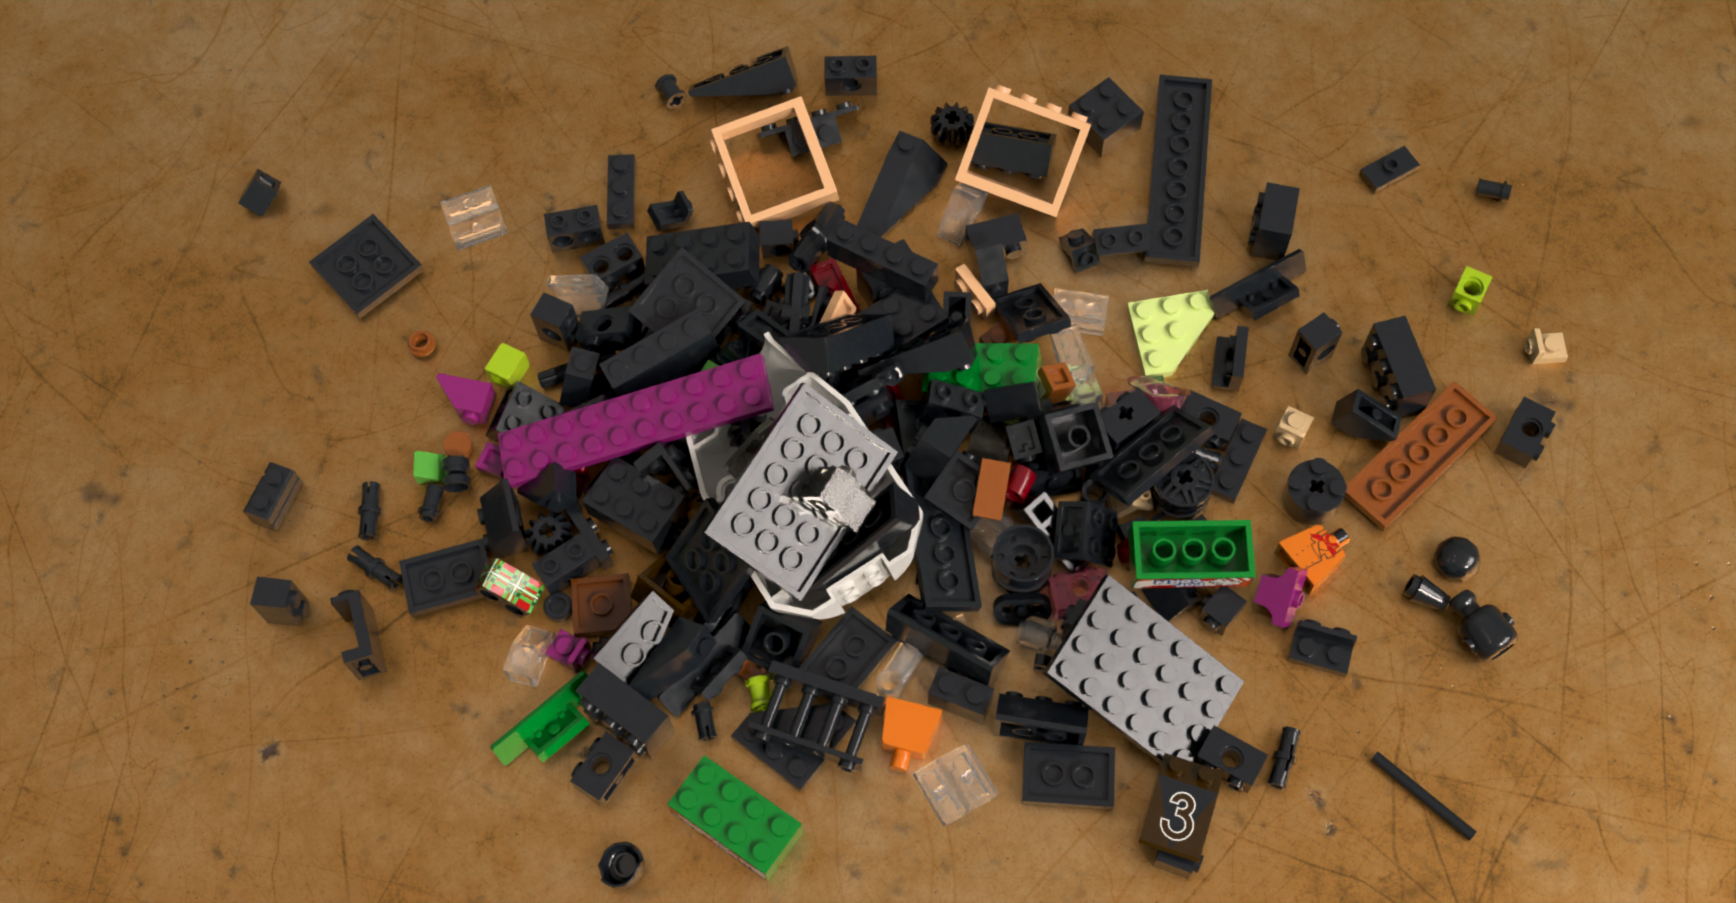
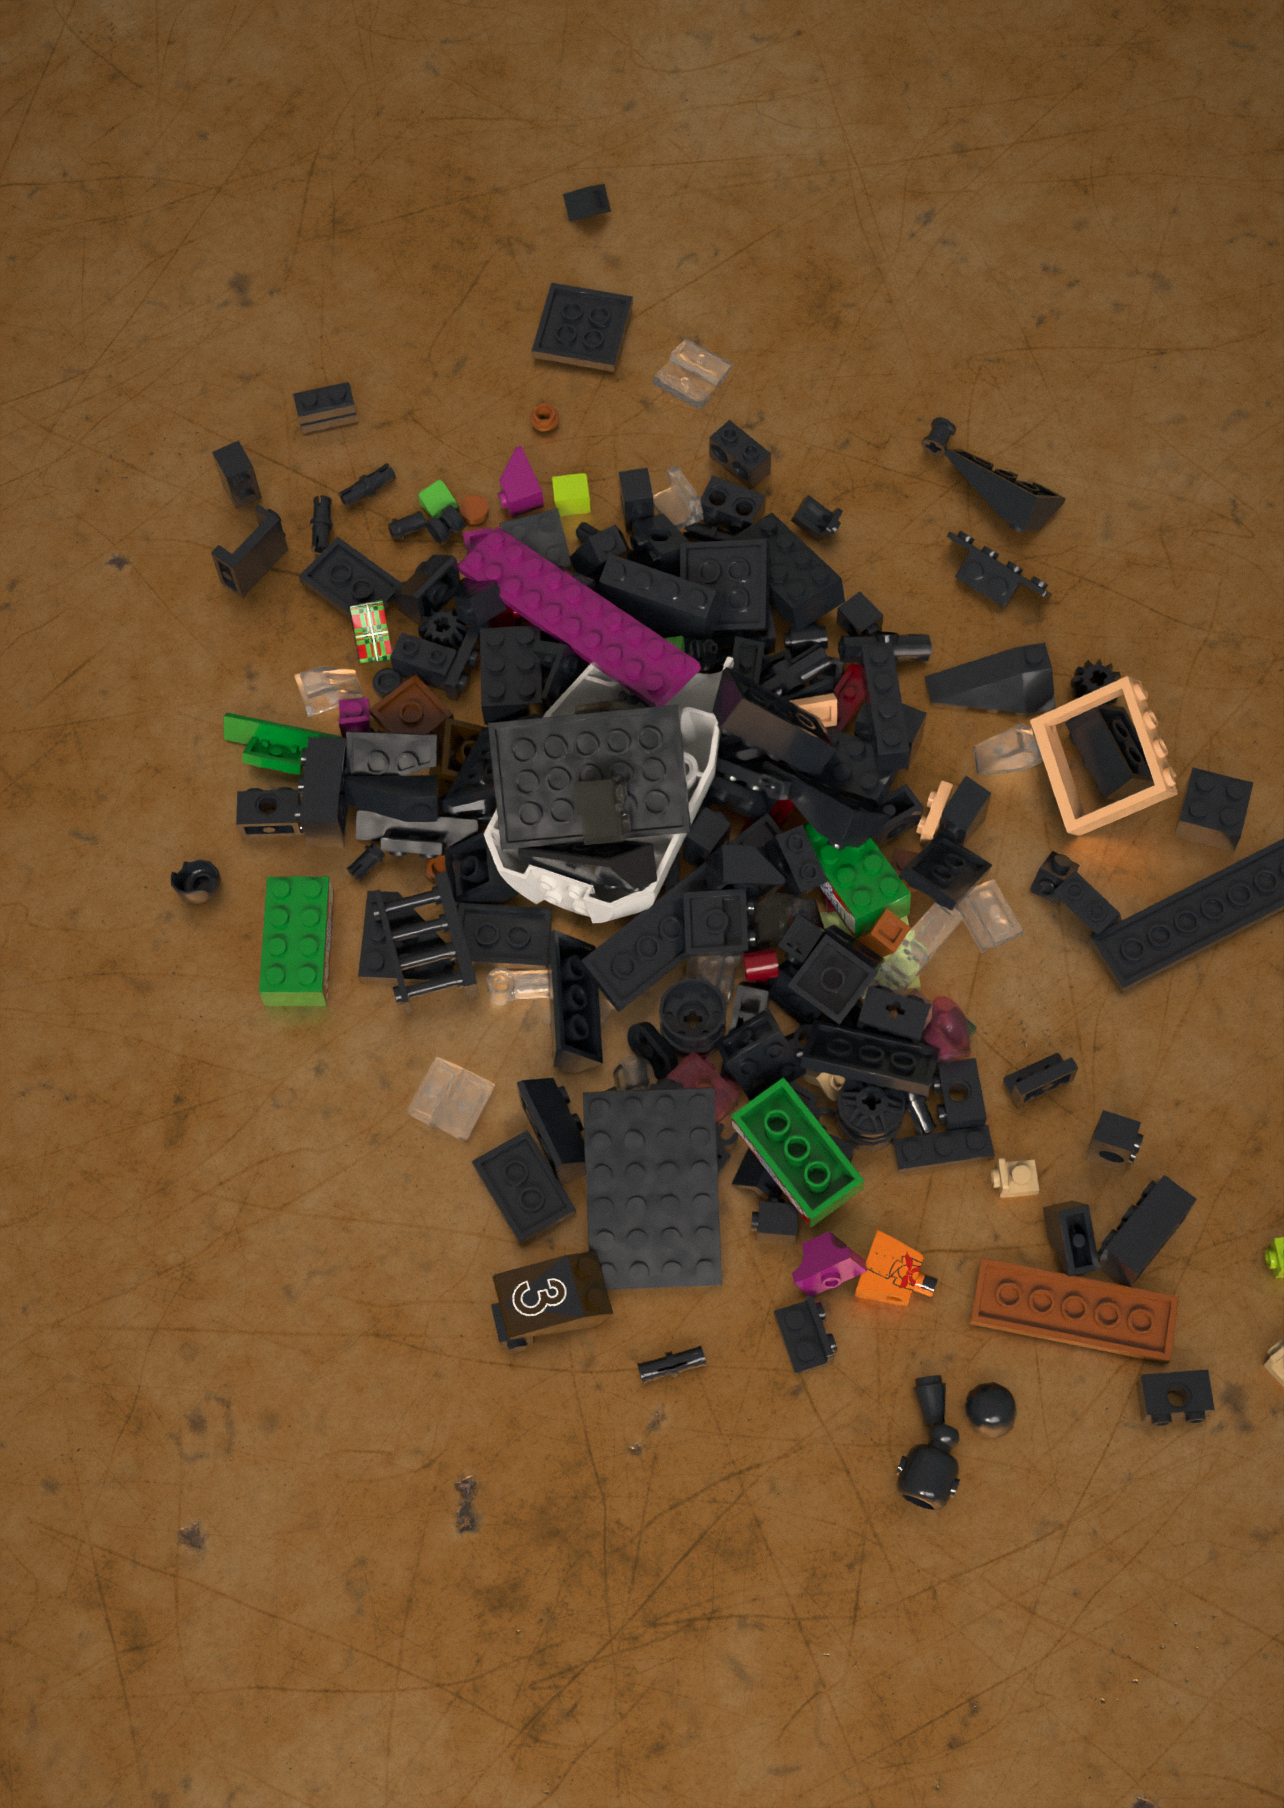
camera: 55 degrees right, 0 degrees up
(621, 191) = (809, 467): black plate -> none
(759, 119) = (963, 591): light nougat window -> none
(759, 692) = (420, 885): lime bush -> none
(850, 75) = (1075, 568): black brick -> none
(908, 731) = (469, 1028): orange torso -> none
(960, 695) = (531, 1046): black brick -> none
(991, 489) = (731, 942): dark orange tile -> none
(1005, 228) = (1011, 800): black brick -> none
(1015, 402) = (835, 911): black panel -> none
(1168, 329) = (1033, 1006): yellowish green plate -> none
(1247, 757) = (639, 1336): black brick -> none
(1263, 289) = (1139, 1062): black bracket -> none
(1273, 221) = (1217, 1025): black brick -> none
(1327, 489) = (959, 1215): black brick -> none
(1423, 796) = (724, 1513): black bar -> none

